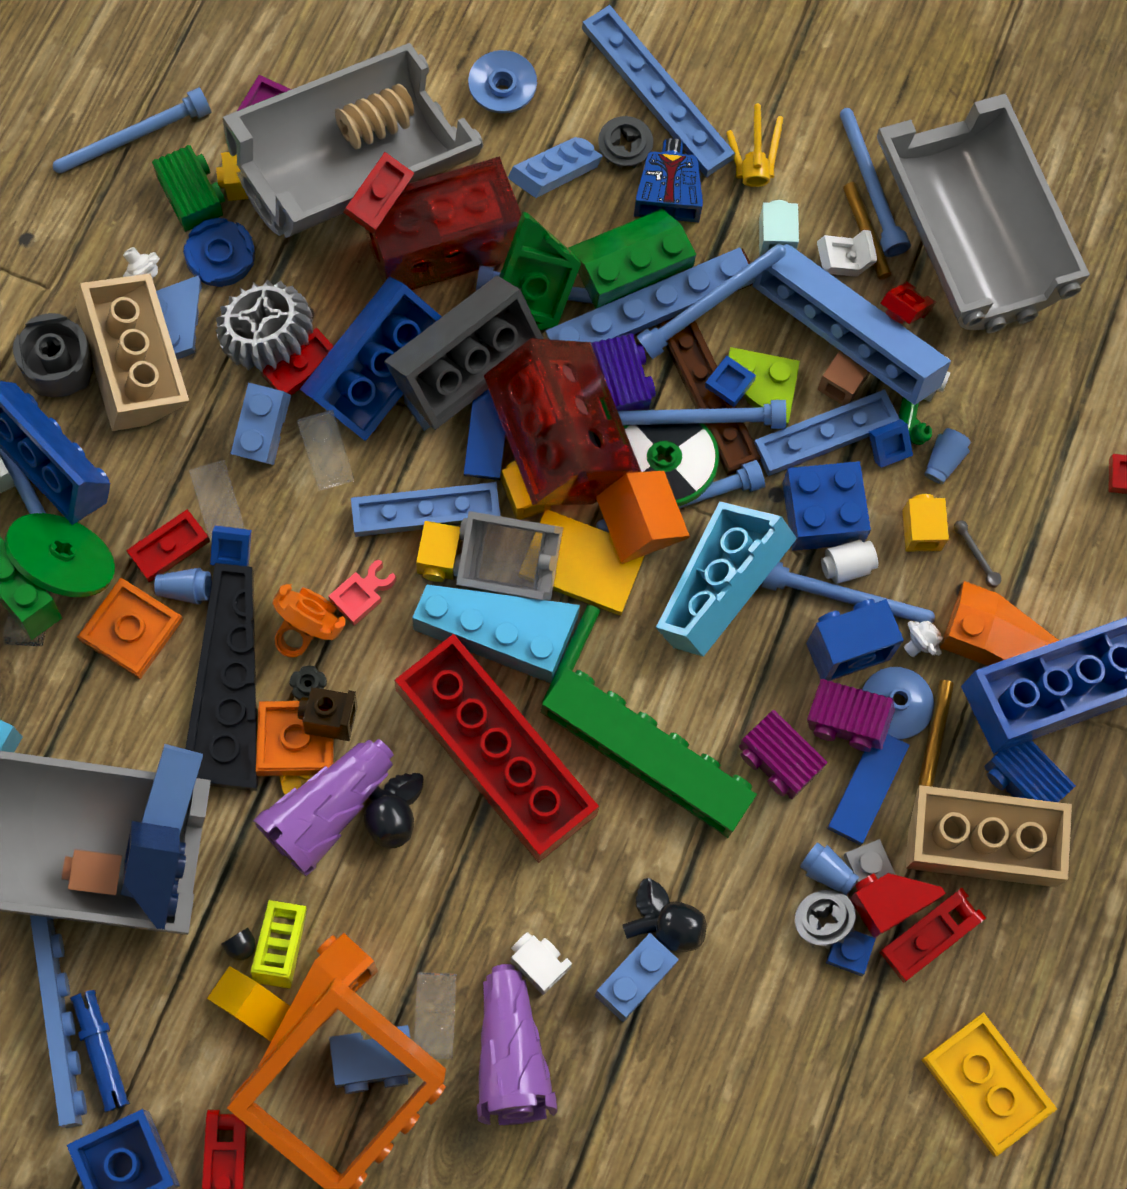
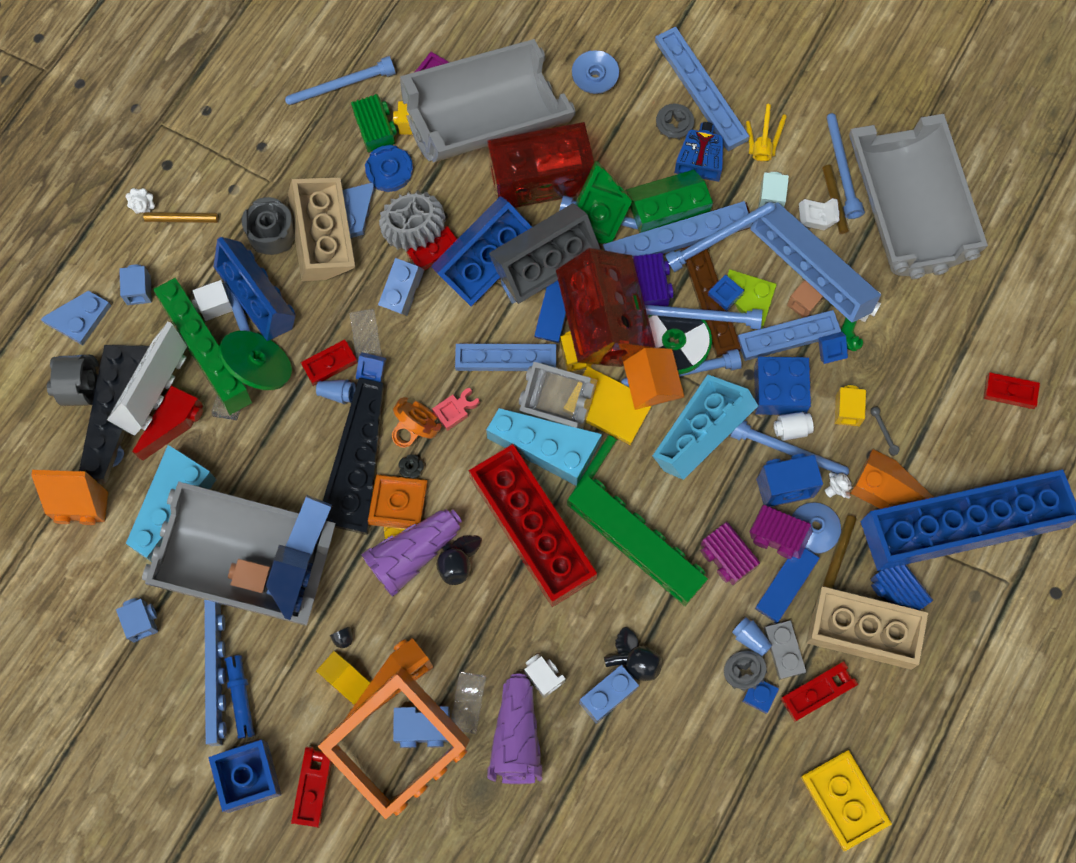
camera: 15 degrees right, 0 degrees up
(130, 628) = (296, 415): orange tile -> none
(140, 263) = (335, 170): white plant -> none
(272, 975) = (361, 661): neon yellow slope -> none
(325, 450) = (442, 309): clear plate -> none
(335, 722) = (423, 495): dark brown brick -> none
(374, 115) = (505, 85): tan piece -> none
(378, 192) = (498, 138): red plate -> none
(438, 551) = (510, 386): yellow brick -> none
(555, 166) = (623, 133): medium blue plate -> none
(891, 900) = (793, 663): red slope -> none
(906, 304) = (856, 252): red plate -> none
(946, 455) = (871, 360): medium blue cone -> none

